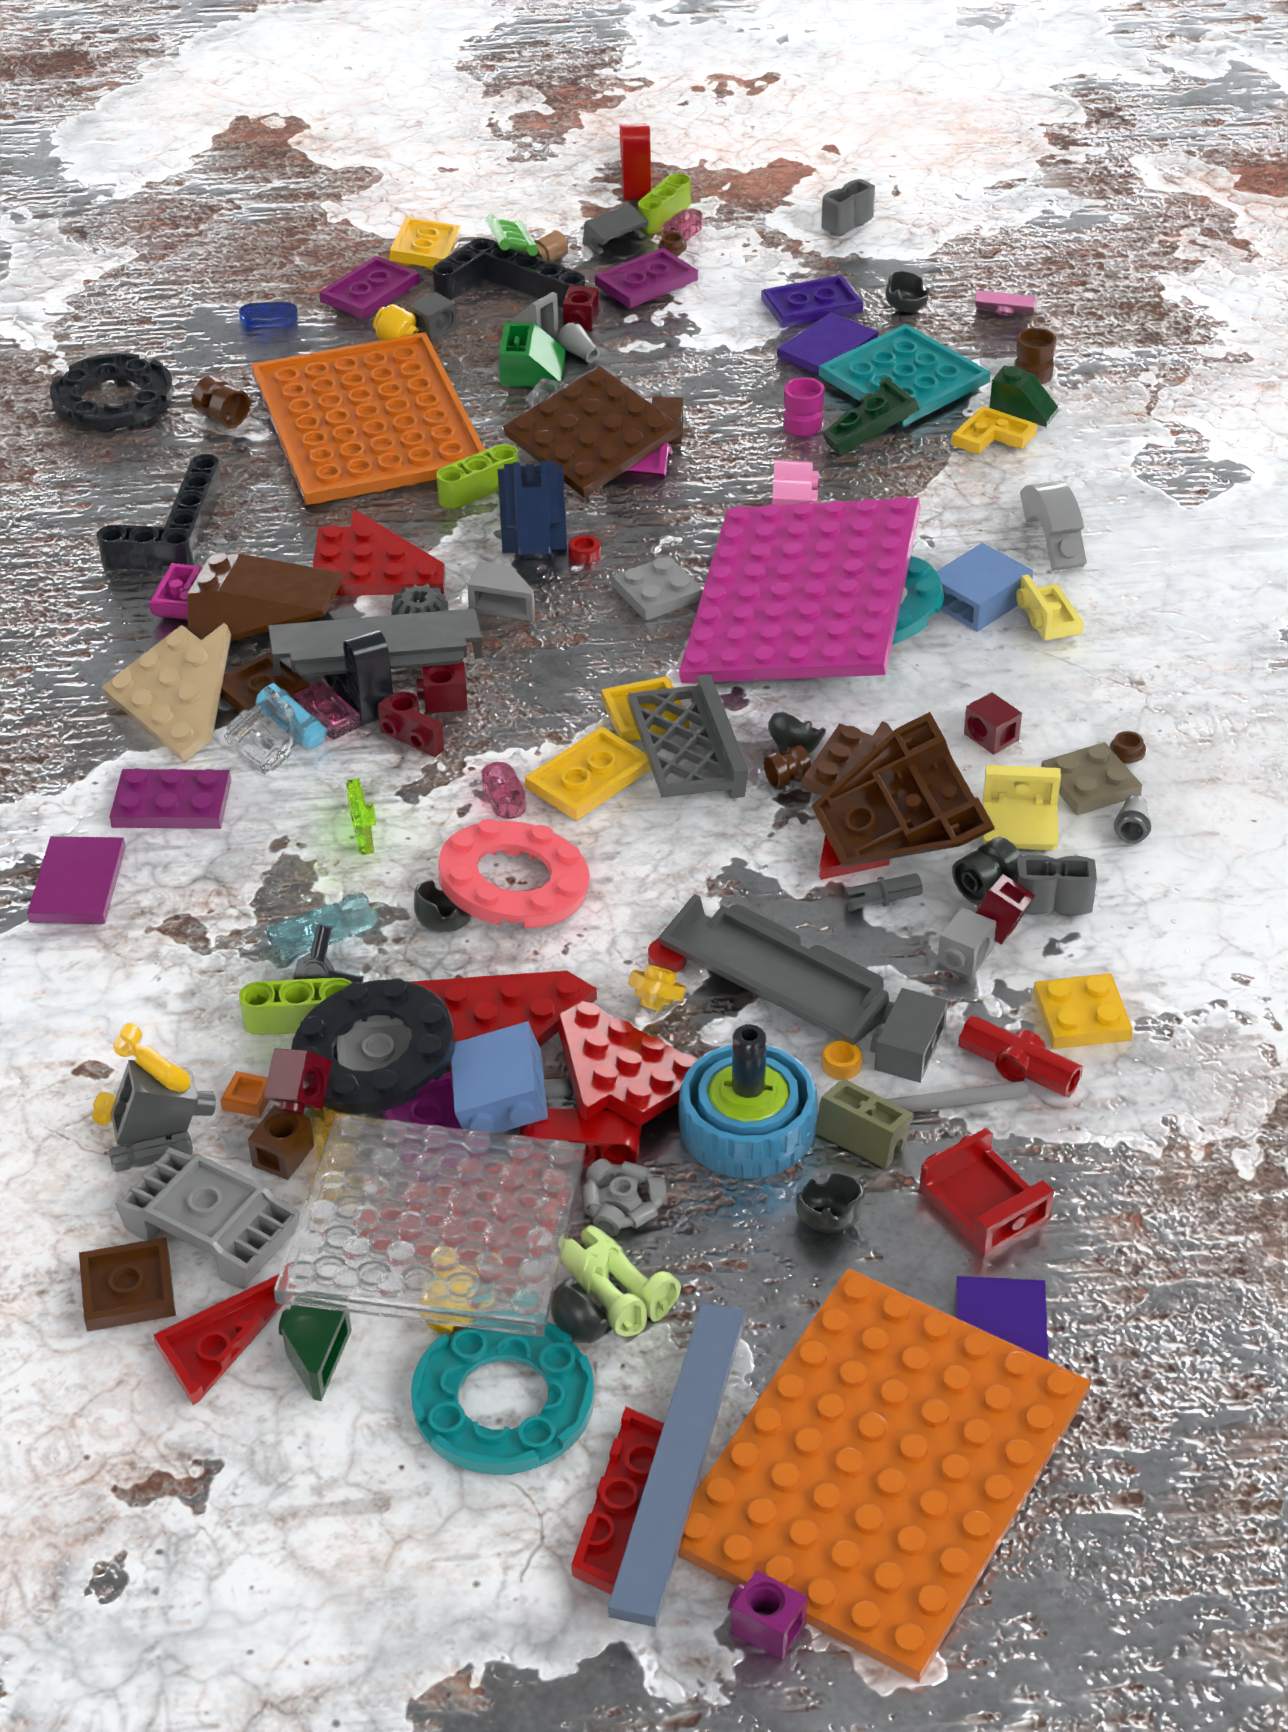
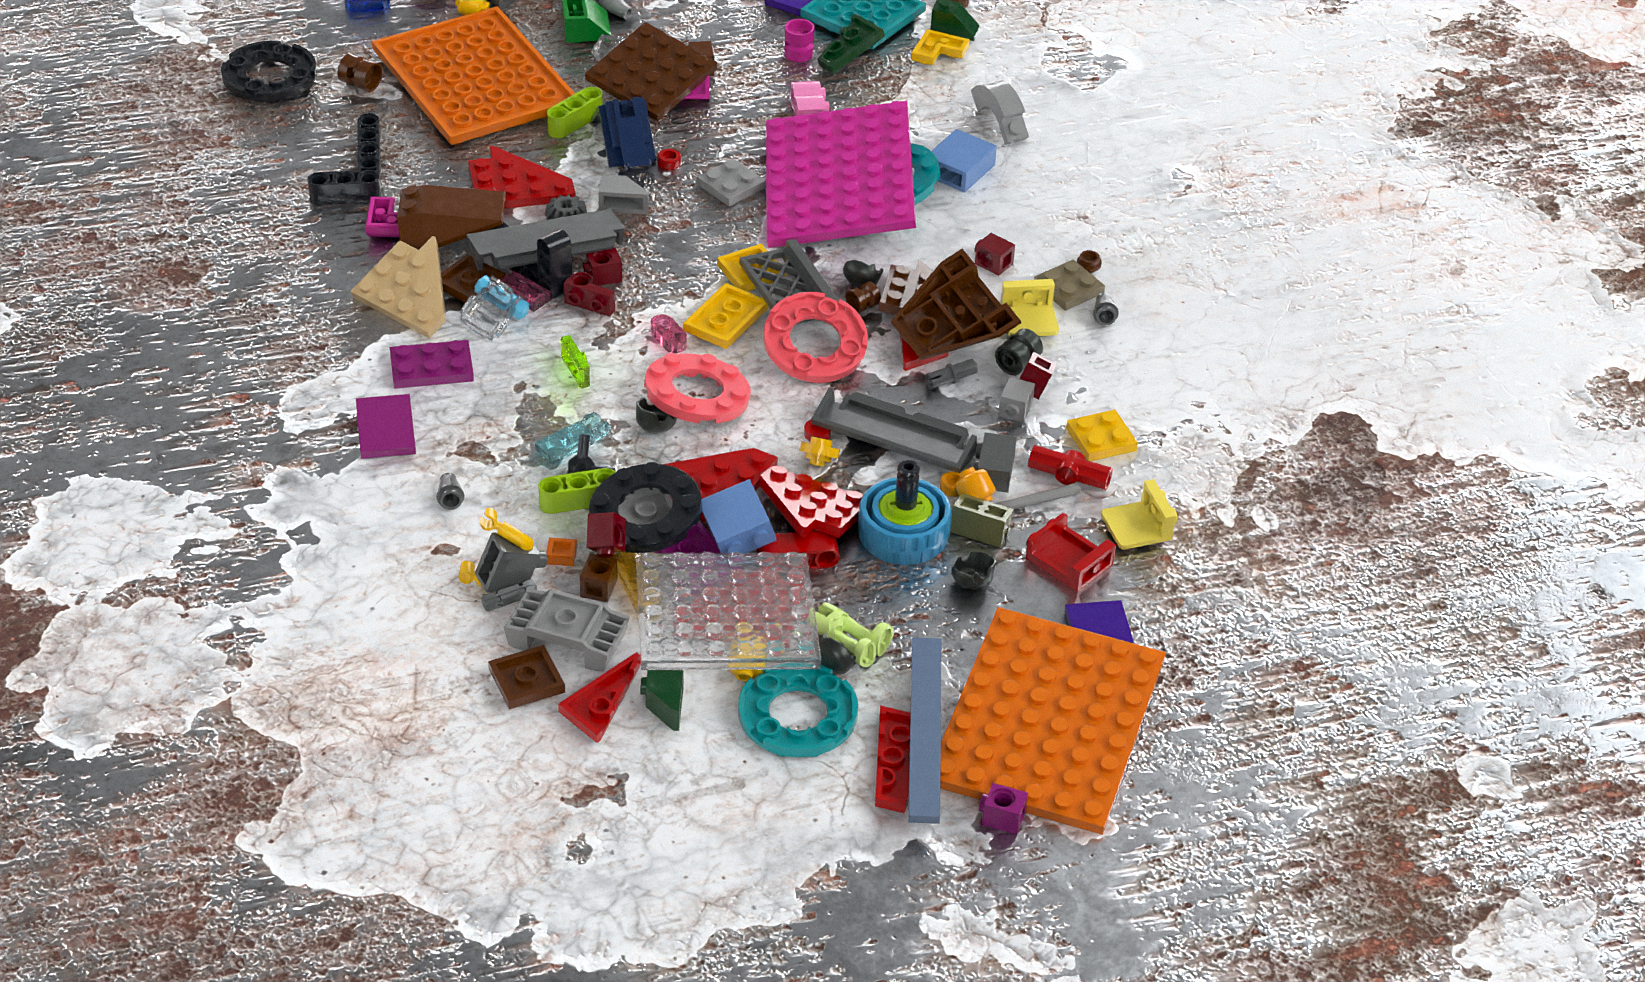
camera: 15 degrees left, 0 degrees up
(123, 986) = (449, 492): none -> dark grey cone
(608, 1195) = (836, 585): light grey piece -> none
(706, 773) = (802, 365): none -> coral plate
(868, 1067) = (975, 484): none -> light orange head
(1048, 610) = (1012, 172): light yellow bracket -> none
(1059, 884) = (1071, 354): dark grey brick -> none
(1107, 1155) = (1143, 521): none -> light yellow bracket

